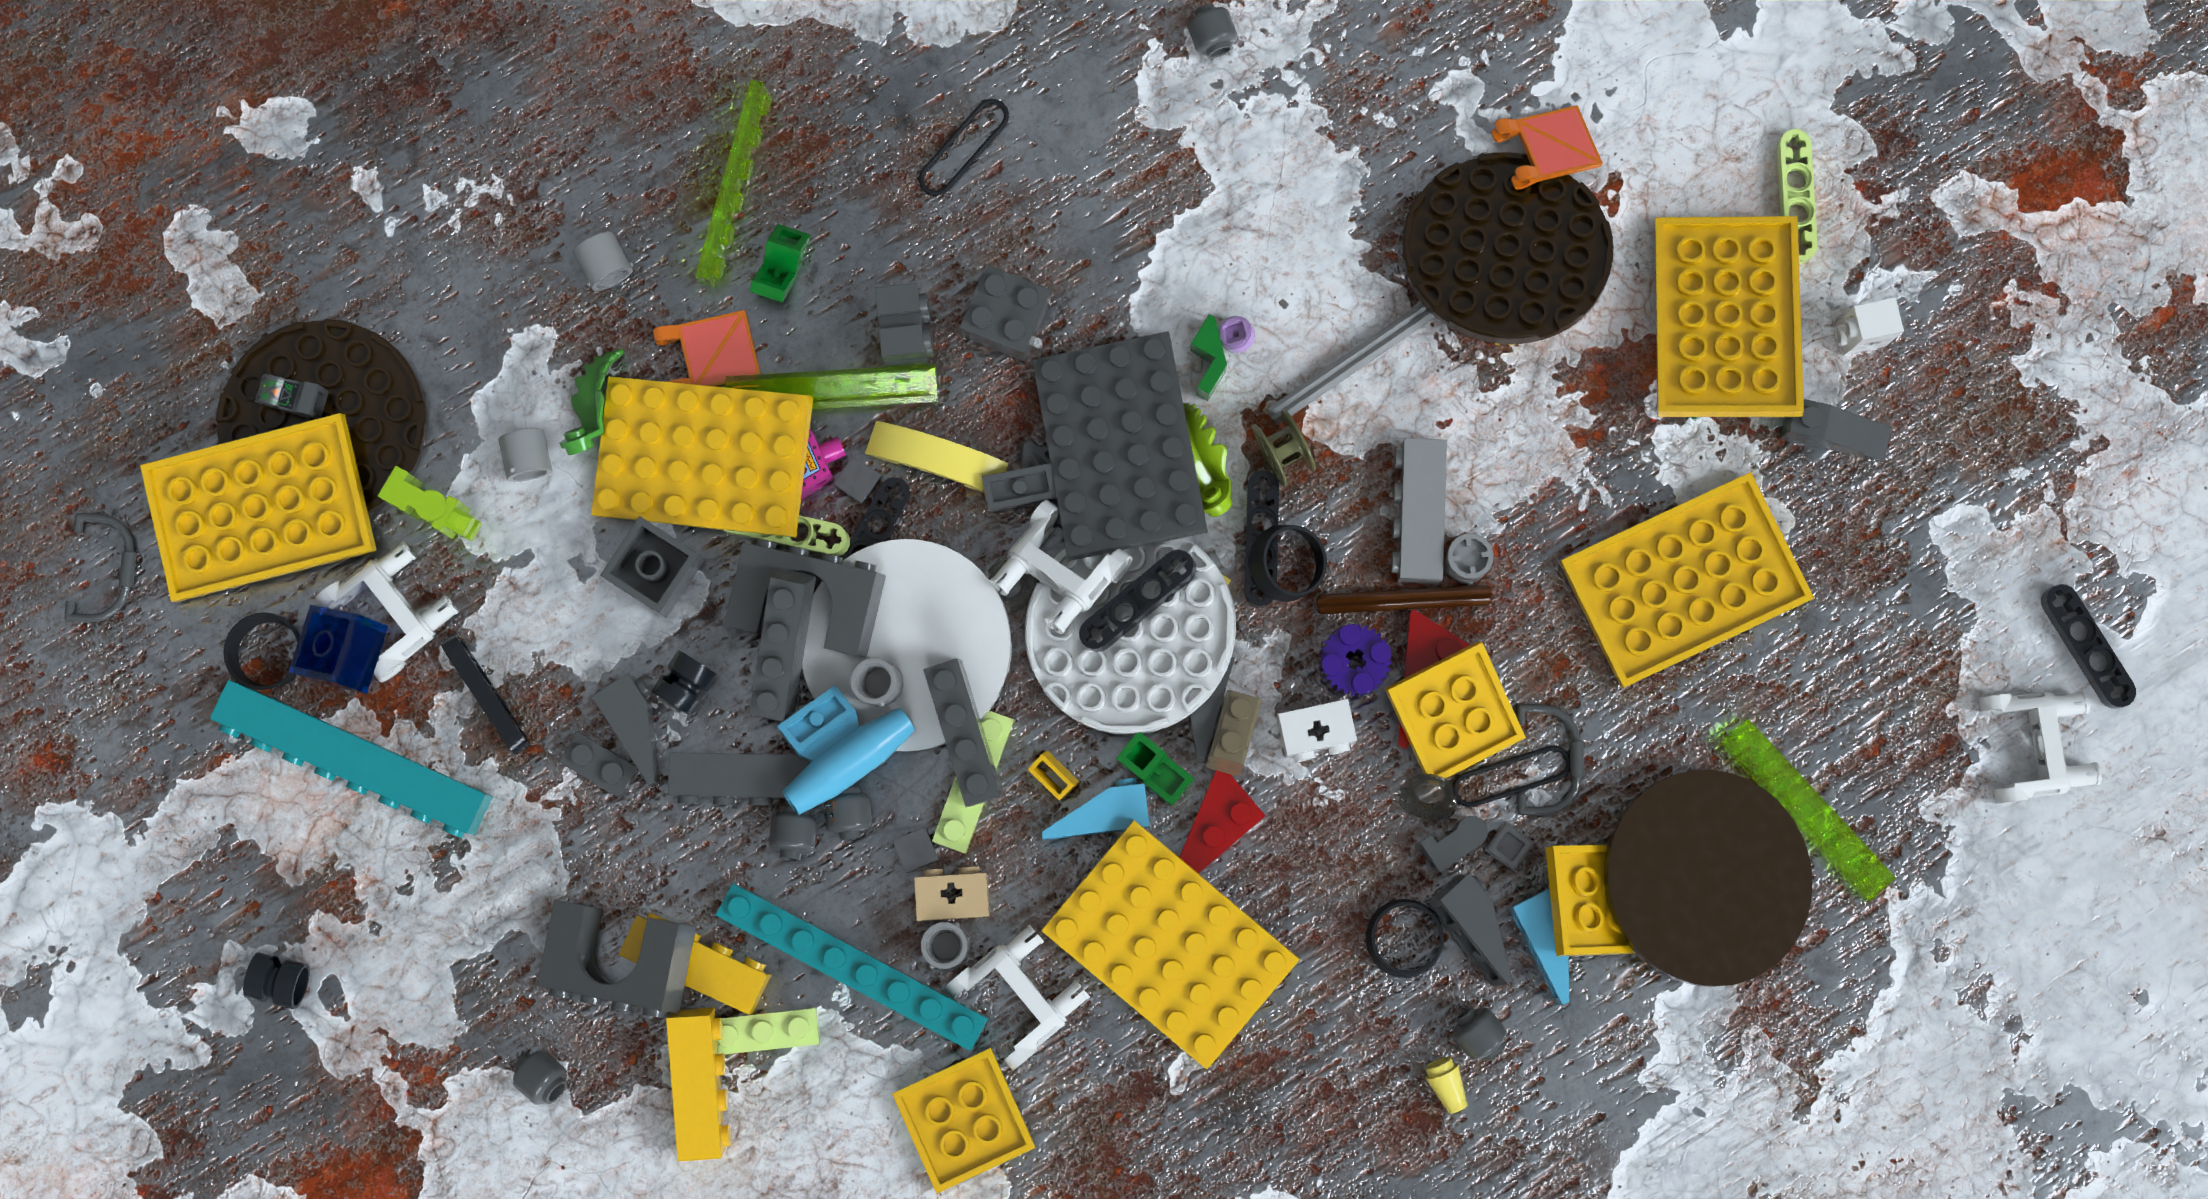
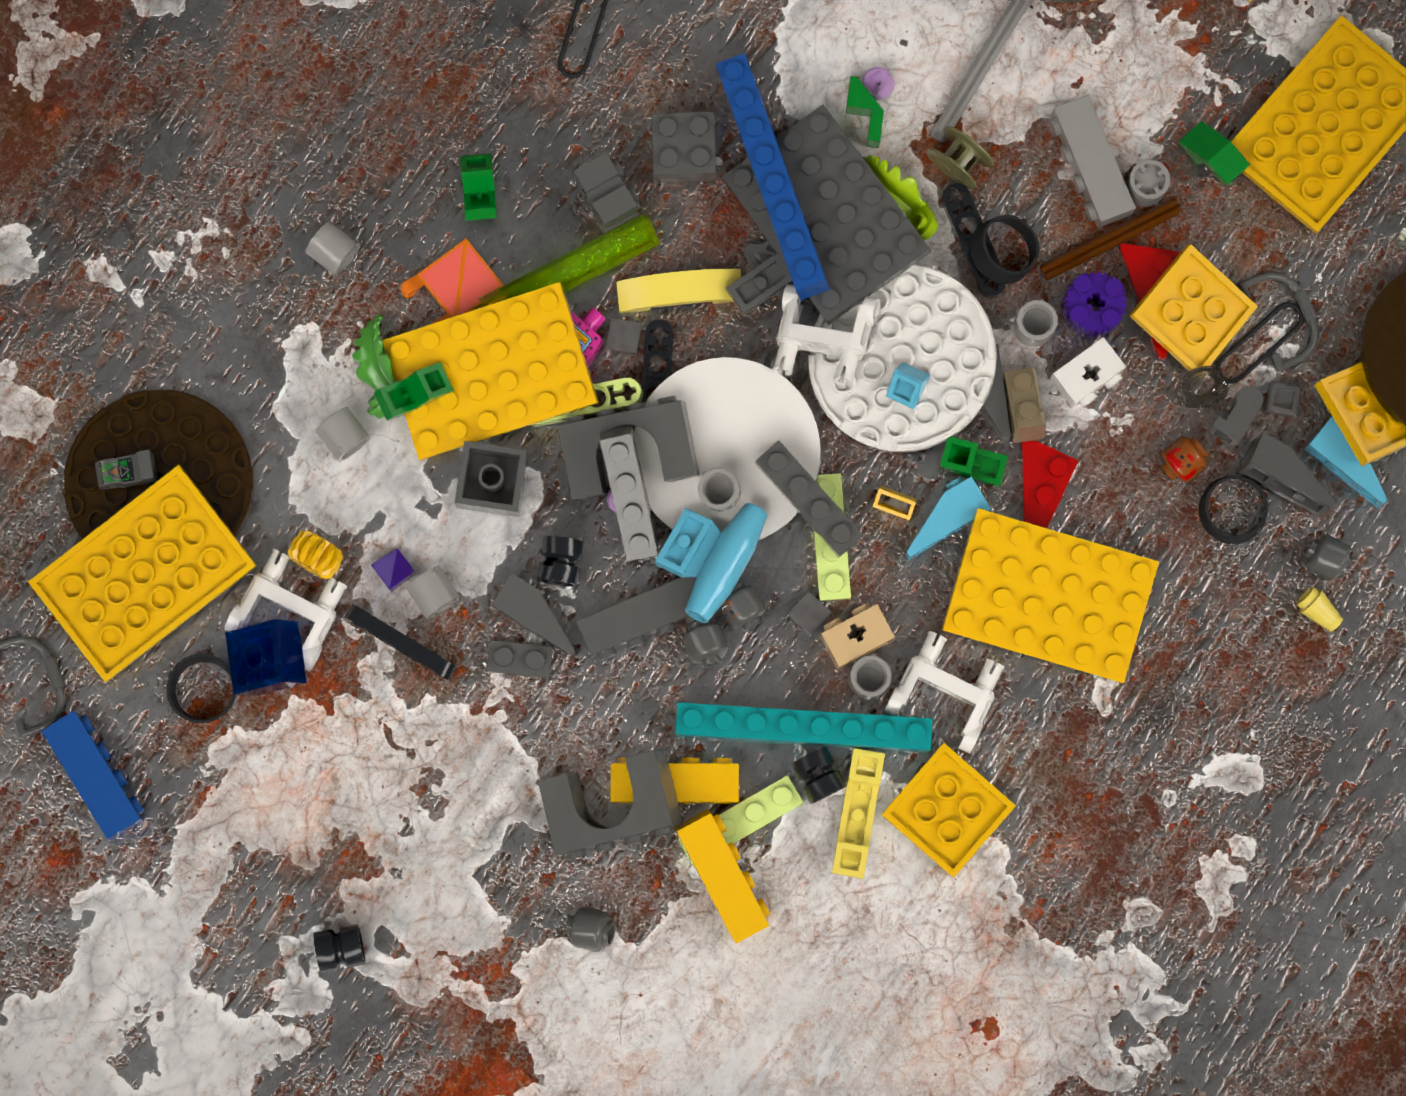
camera: 30 degrees left, 0 degrees up
(115, 691) = (93, 776): none -> blue brick
(351, 758) = (314, 743): teal brick -> none
(439, 565) = (315, 554): none -> yellow gear
(442, 512) = (289, 508): lime hips -> none
(513, 616) = (393, 569): none -> dark purple slope
(540, 657) = (433, 592): none -> light grey piece
(612, 443) = (414, 391): none -> green slope
(730, 197) = (409, 125): clear neon green plate -> none
(840, 1036) = (823, 785): none -> black wheel
(868, 1082) = (858, 813): none -> light yellow slope
(1078, 383) = (772, 176): none -> blue brick
(1120, 659) = (907, 385): none -> medium azure slope
(1141, 606) = (904, 333): black beam -> none
(1285, 653) = (1035, 323): none -> light grey piece
(1375, 863) = (1184, 459): none -> dark orange head
(1553, 557) = (1214, 150): none -> green slope

